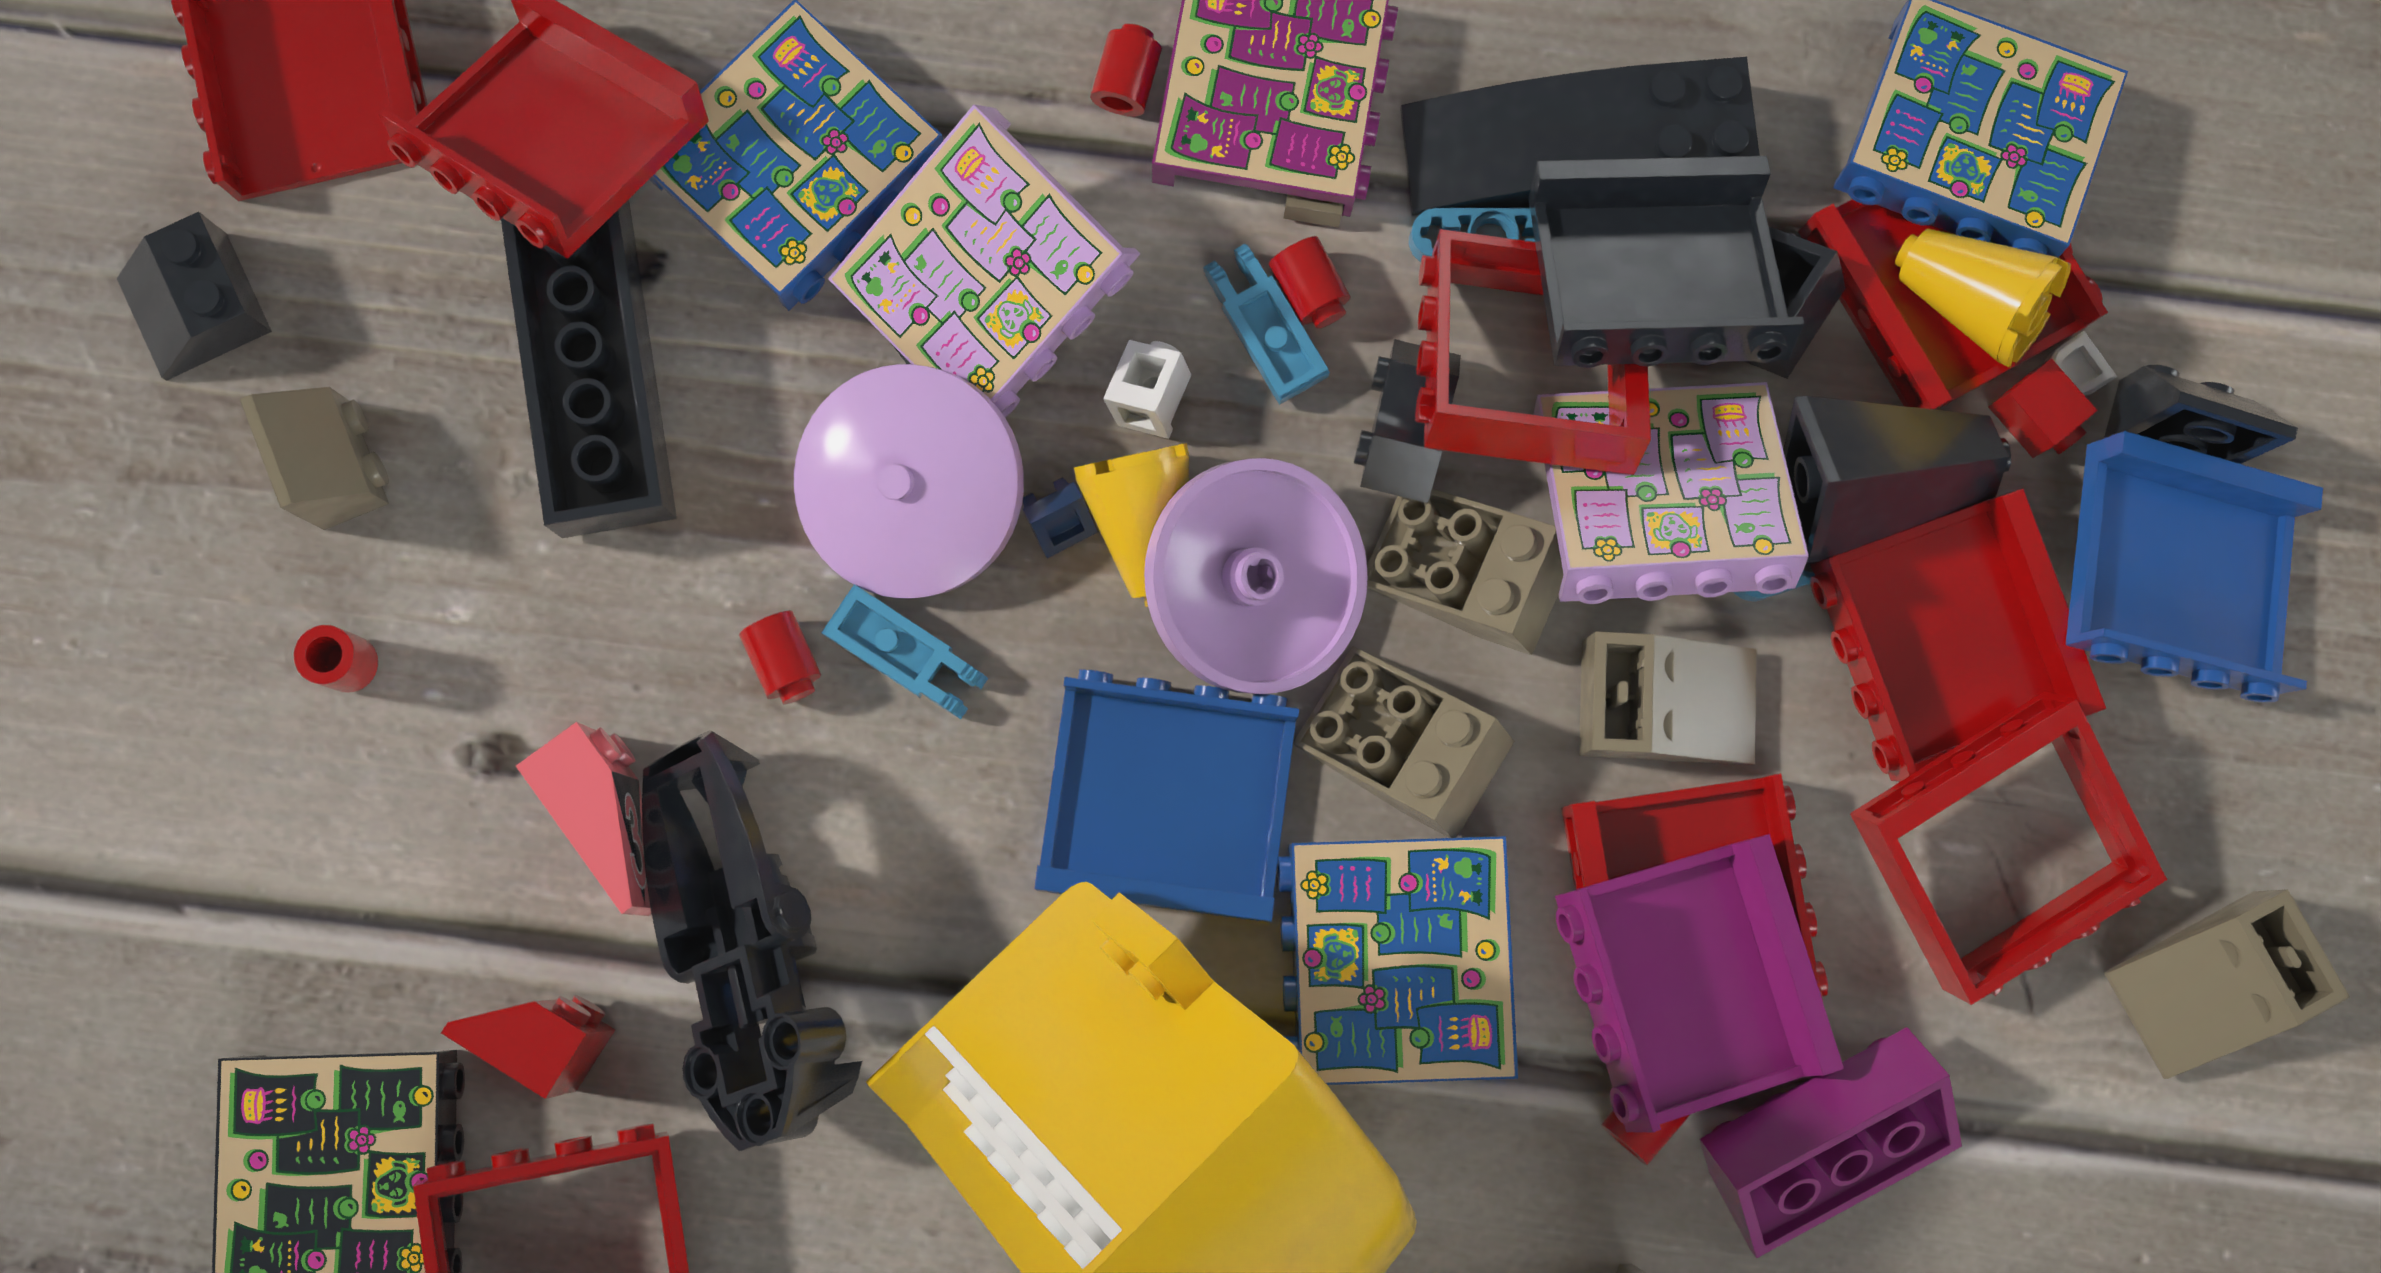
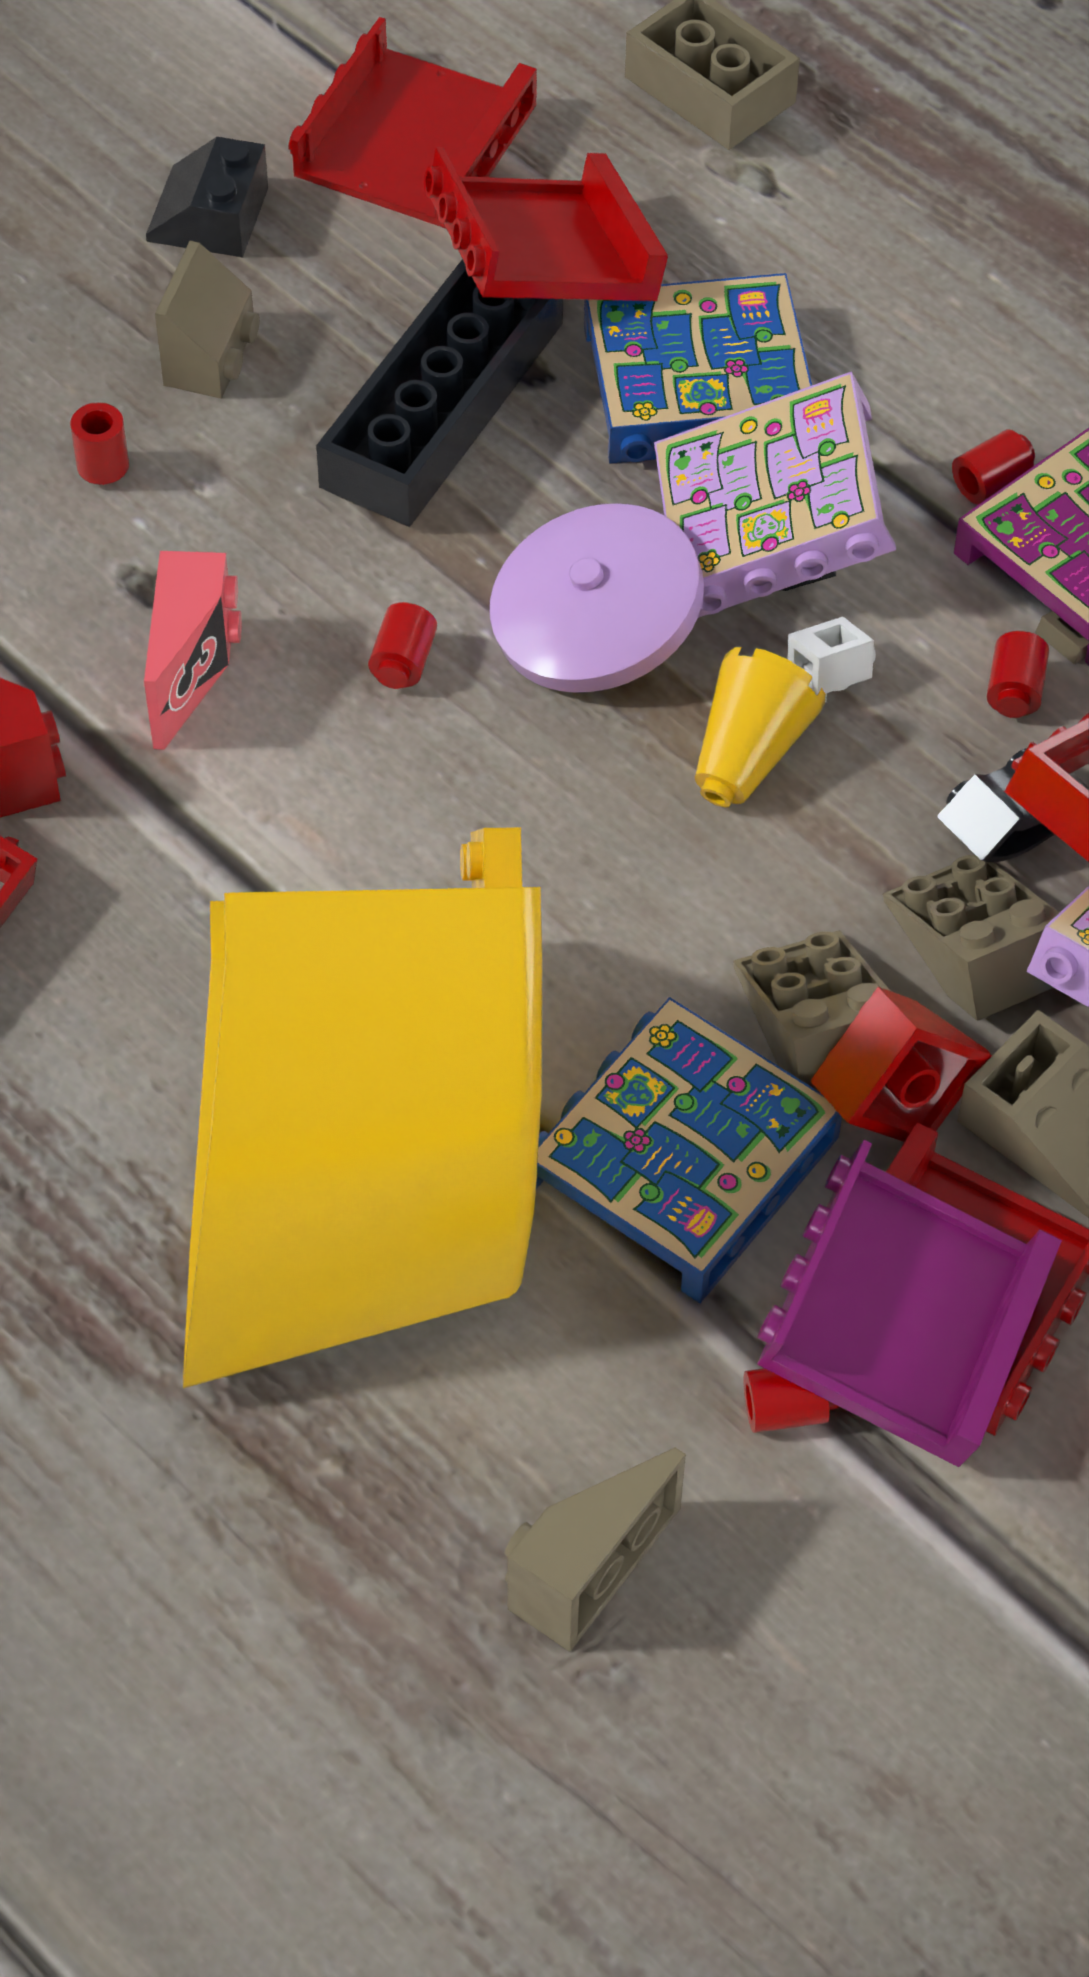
camera: 45 degrees right, 25 degrees down
(739, 943) = (200, 784): black piece -> none
(898, 648) = (492, 701): dark azure hinge -> none
(1059, 518) = (685, 696): dark blue tile -> none
(1168, 795) = (626, 922): blue panel -> none
(1256, 576) = (802, 815): lavender dish -> none
(1268, 328) = (958, 687): dark azure hinge -> none
(1525, 775) = (898, 1067): none -> red slope
(1833, 1141) = (929, 1530): magenta slope -> none

